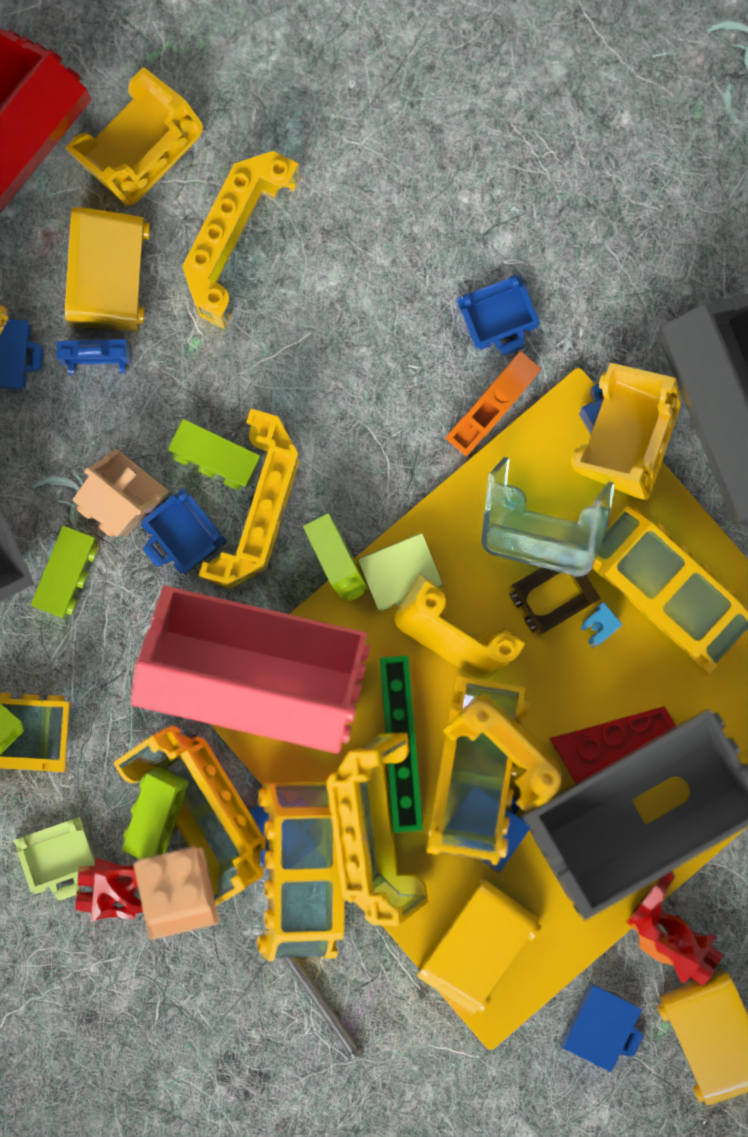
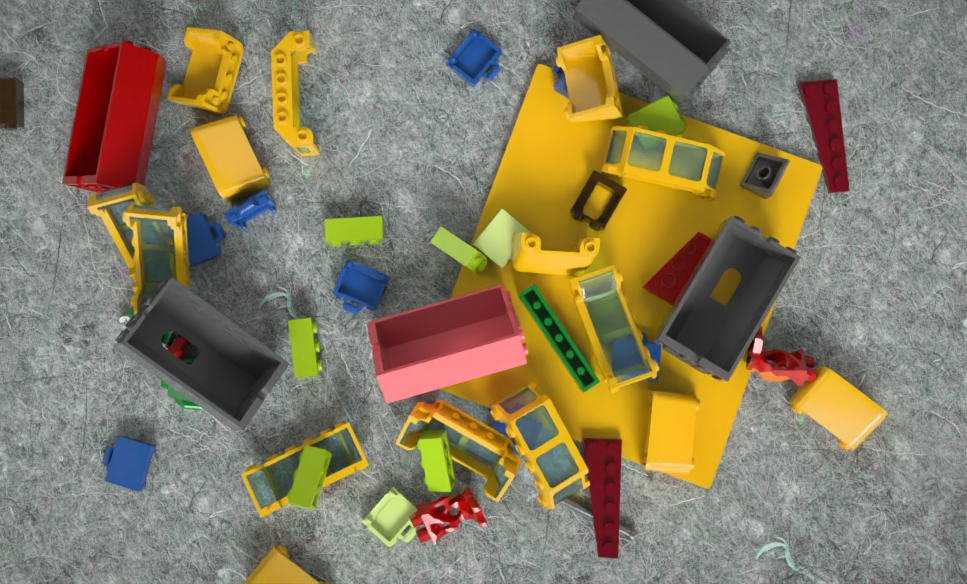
camera: 25 degrees left, 0 degrees up
(118, 494) = (310, 284): light nougat piece -> none
(176, 892) = (475, 500): light nougat piece -> none
(267, 505) = (380, 201): yellow windscreen -> none
(351, 977) = (604, 474): none -> dark red wing
(366, 834) = (569, 404): yellow windscreen -> none
(493, 403) = (501, 111): orange slope -> none
(539, 538) = (572, 173): clear light blue windscreen -> none
(540, 769) = (652, 311): yellow windscreen -> none
(603, 1028) = (767, 439): blue piece -> none
(604, 622) = (636, 201): dark azure hinge -> none
(696, 527) = (659, 116): none -> lime brick

